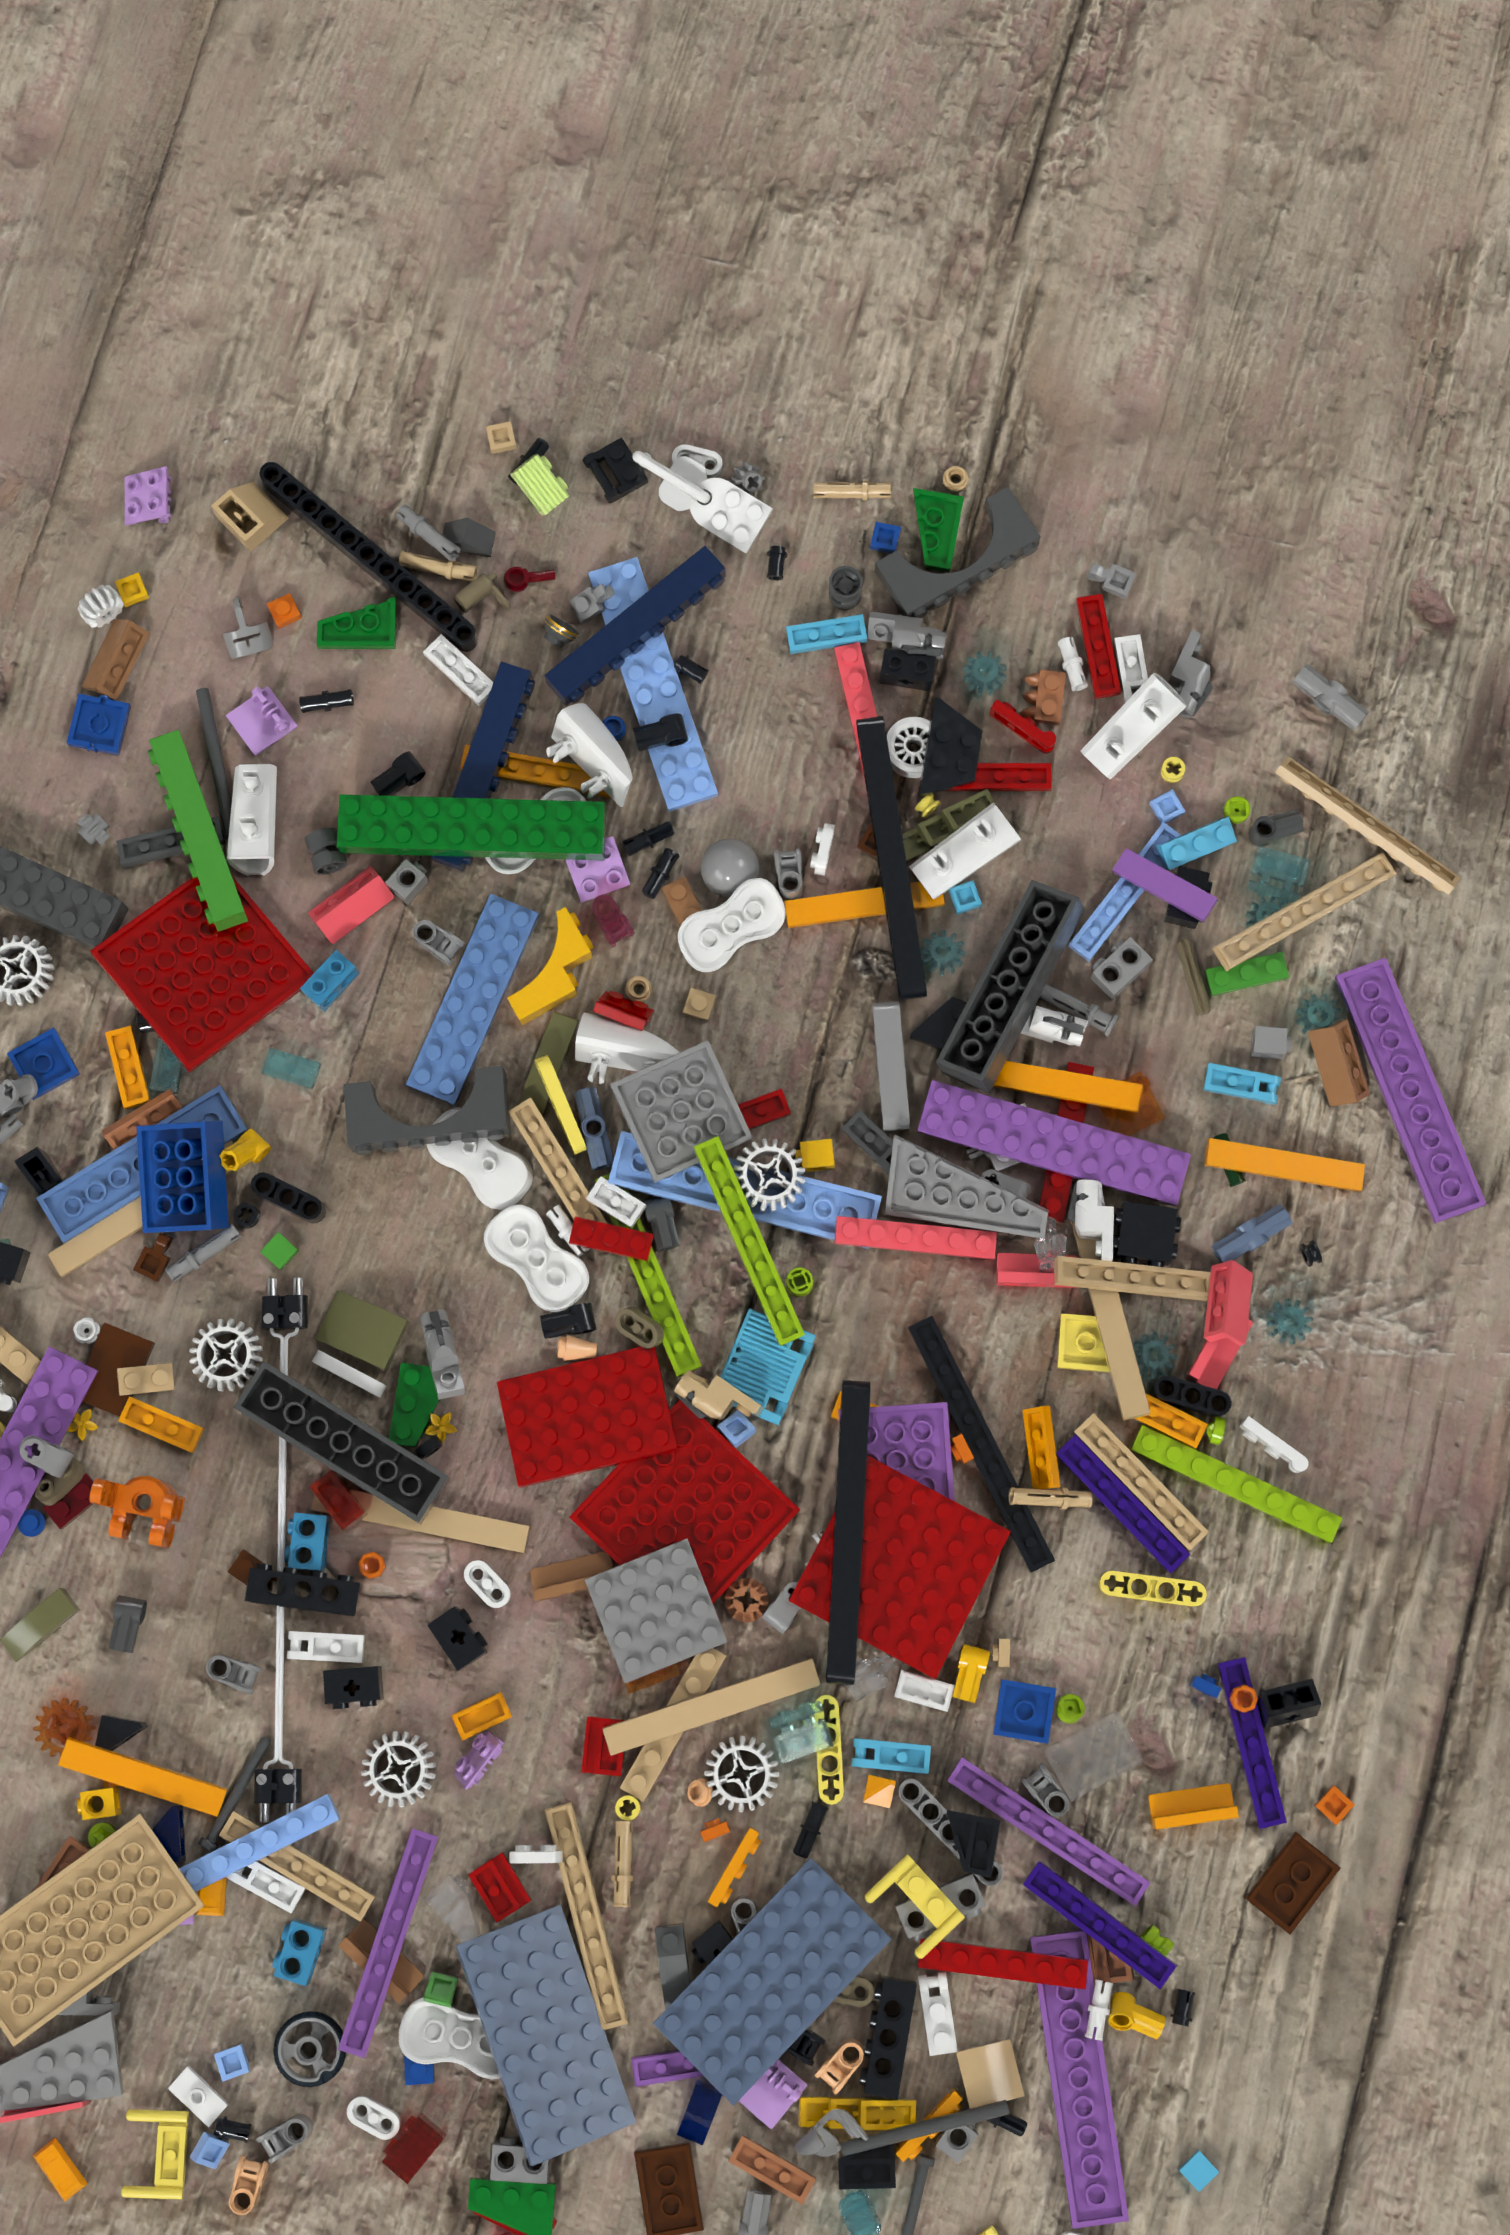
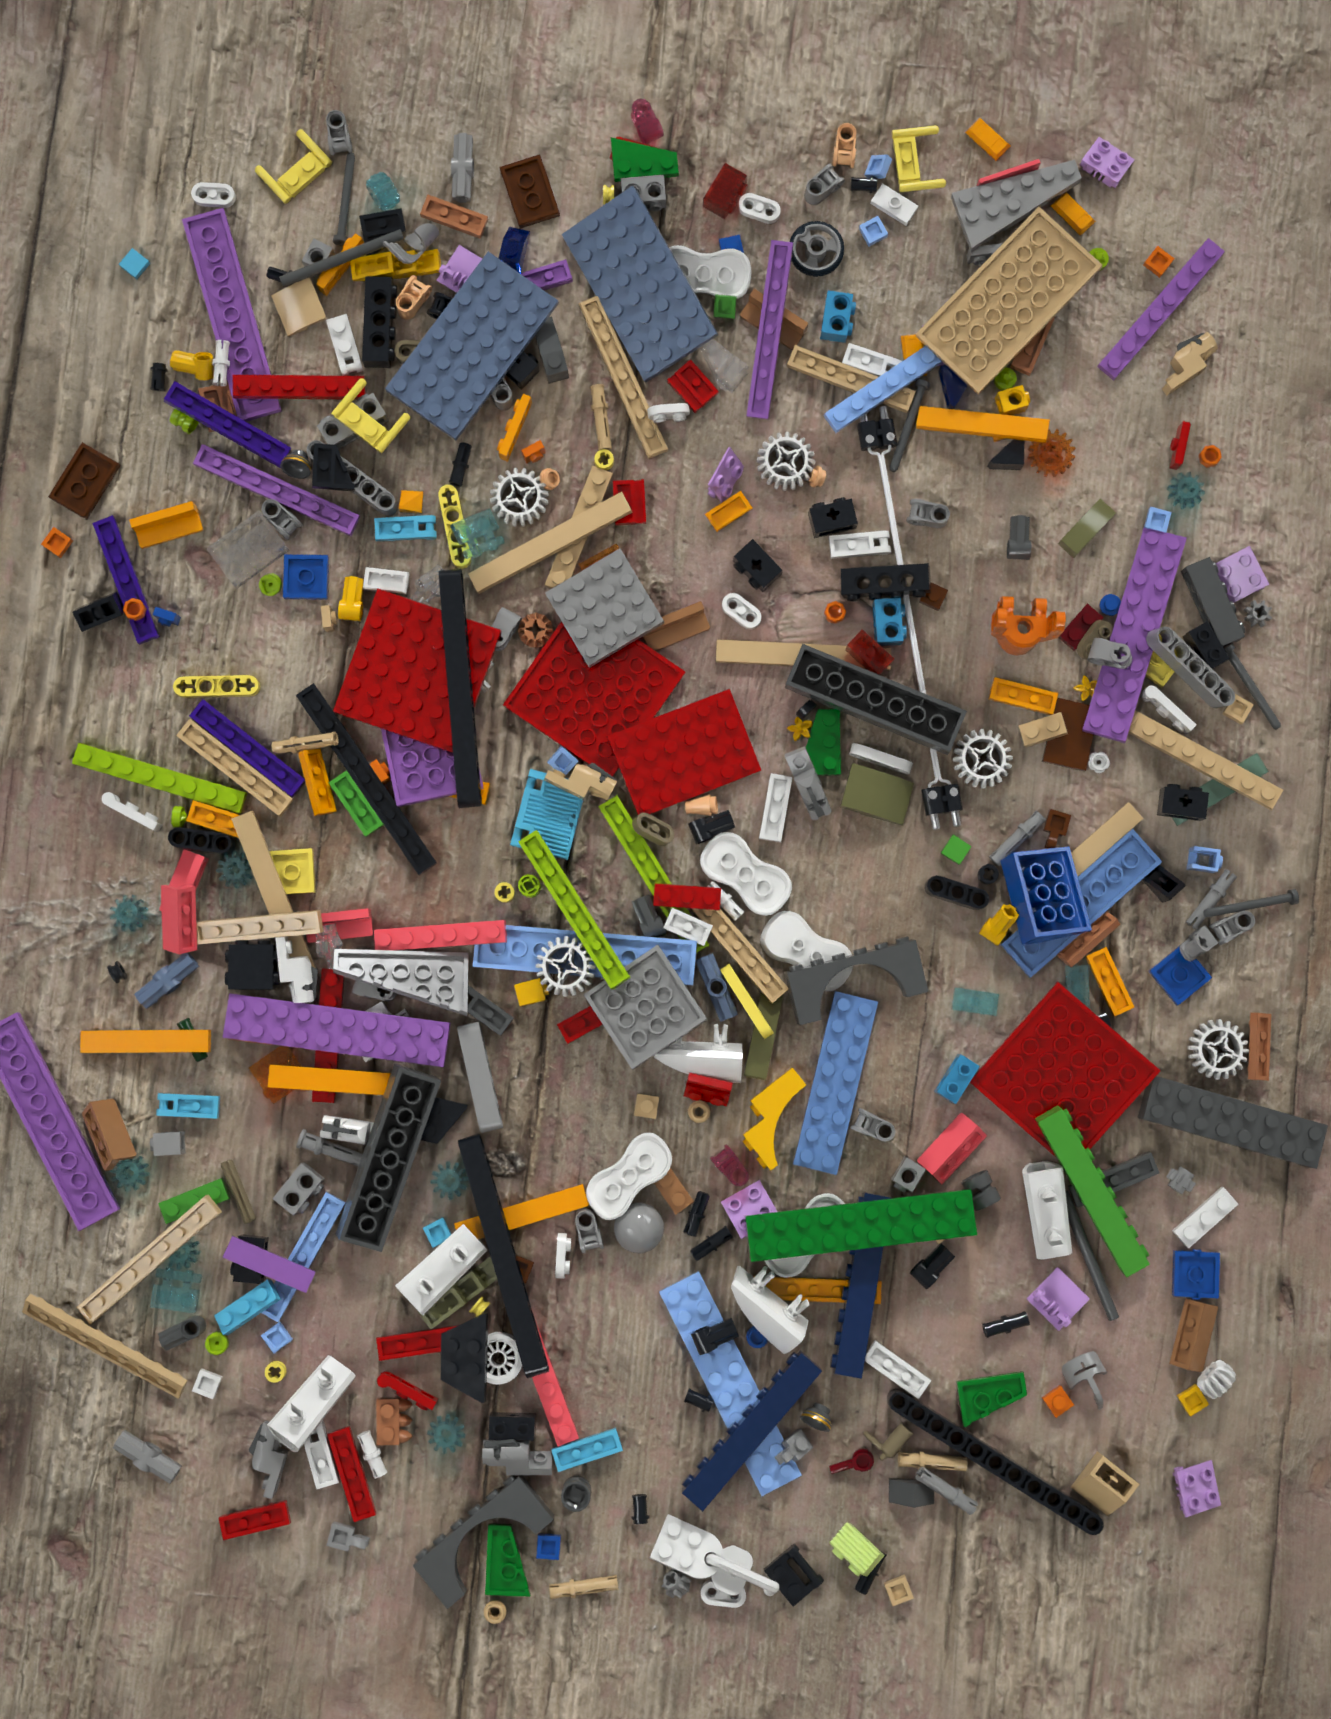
camera: 165 degrees right, 5 degrees up
(74, 786) = (1205, 1217): none -> white plate
(362, 1742) = (817, 477): none -> light nougat plate
(487, 1333) = (775, 807): none -> white plate
(566, 2167) = (608, 194): none -> light yellow bush
(824, 1275) = (510, 896): none -> light yellow bush
(997, 1414) = (356, 803): none -> bright green plate
(1018, 1860) = (296, 465): none -> dark grey piece
(1214, 612) = (254, 1520): none -> red plate
(1253, 767) = (207, 1383): none -> white plate

